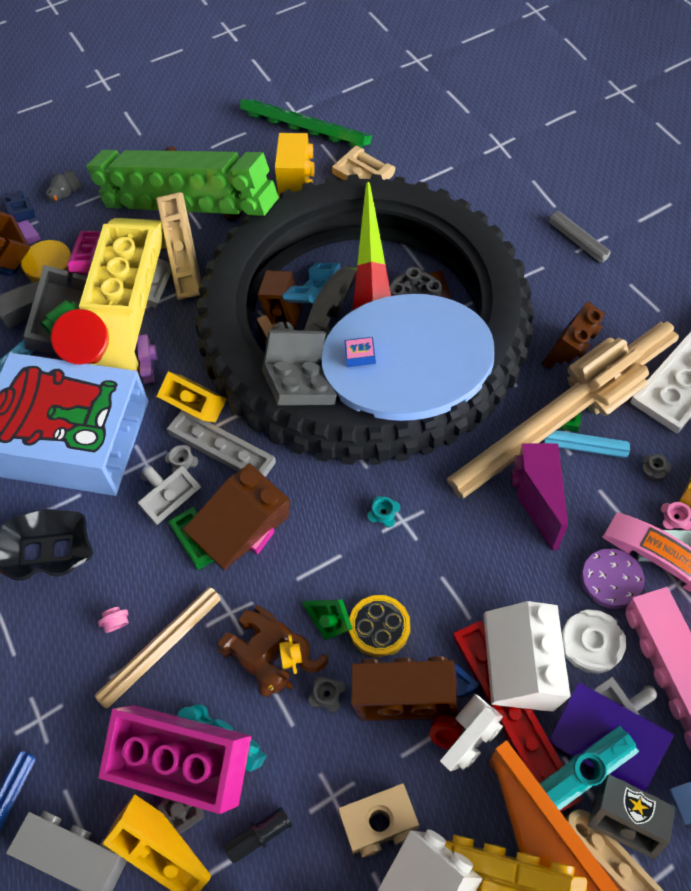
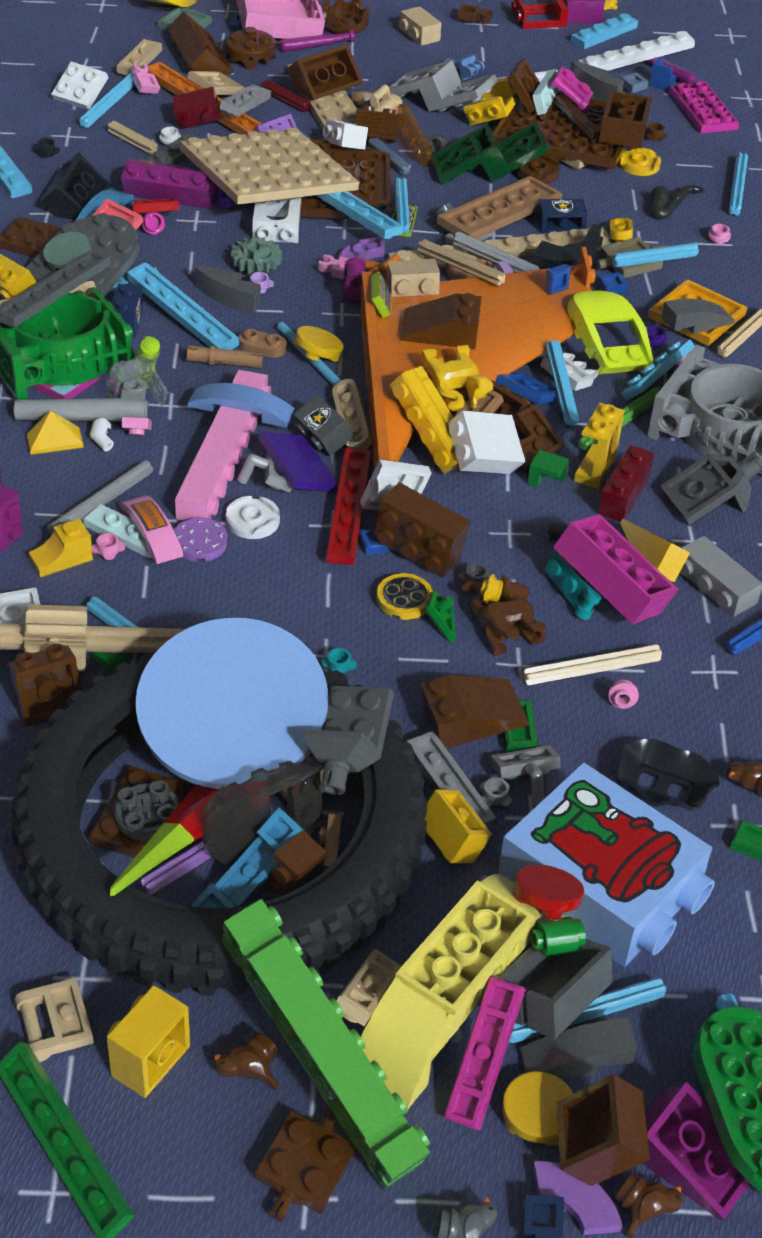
camera: 155 degrees left, 15 degrees down
(360, 351) = (278, 714): tile -> none
(394, 805) = (487, 499): tan brick -> none
(526, 656) = (315, 514): white slope -> none
(541, 489) = (198, 590): magenta slope -> none
(605, 756) = (333, 444): teal piece -> none
(652, 472) = (84, 583): dark grey plate -> none

